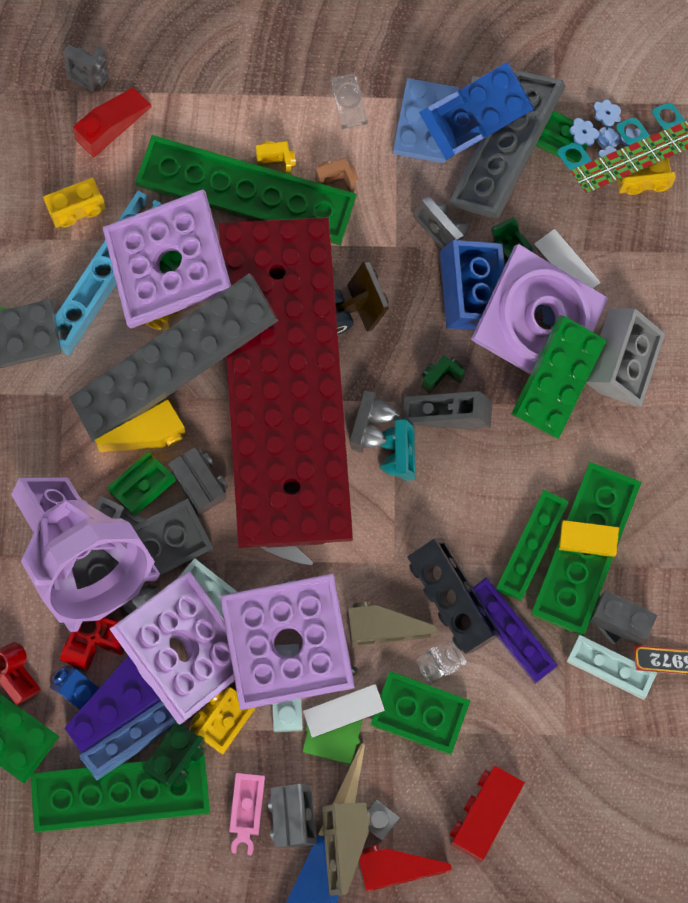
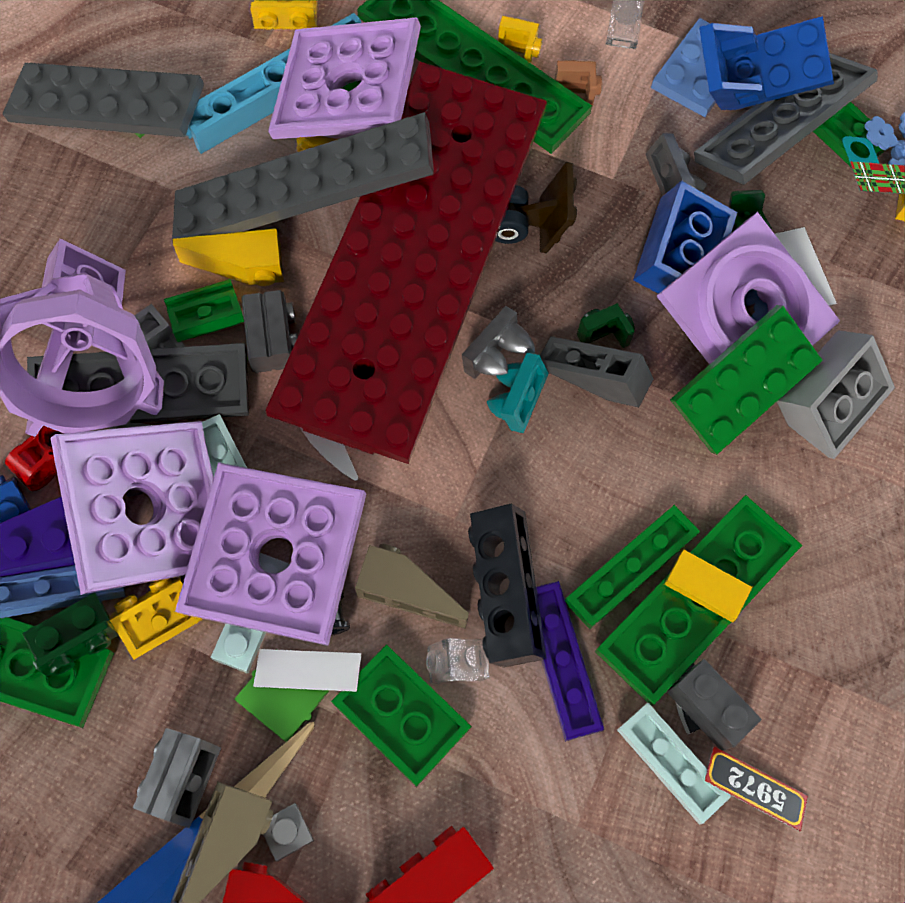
camera: 25 degrees right, 5 degrees down
(246, 809) = (126, 744): bright pink plate -> none

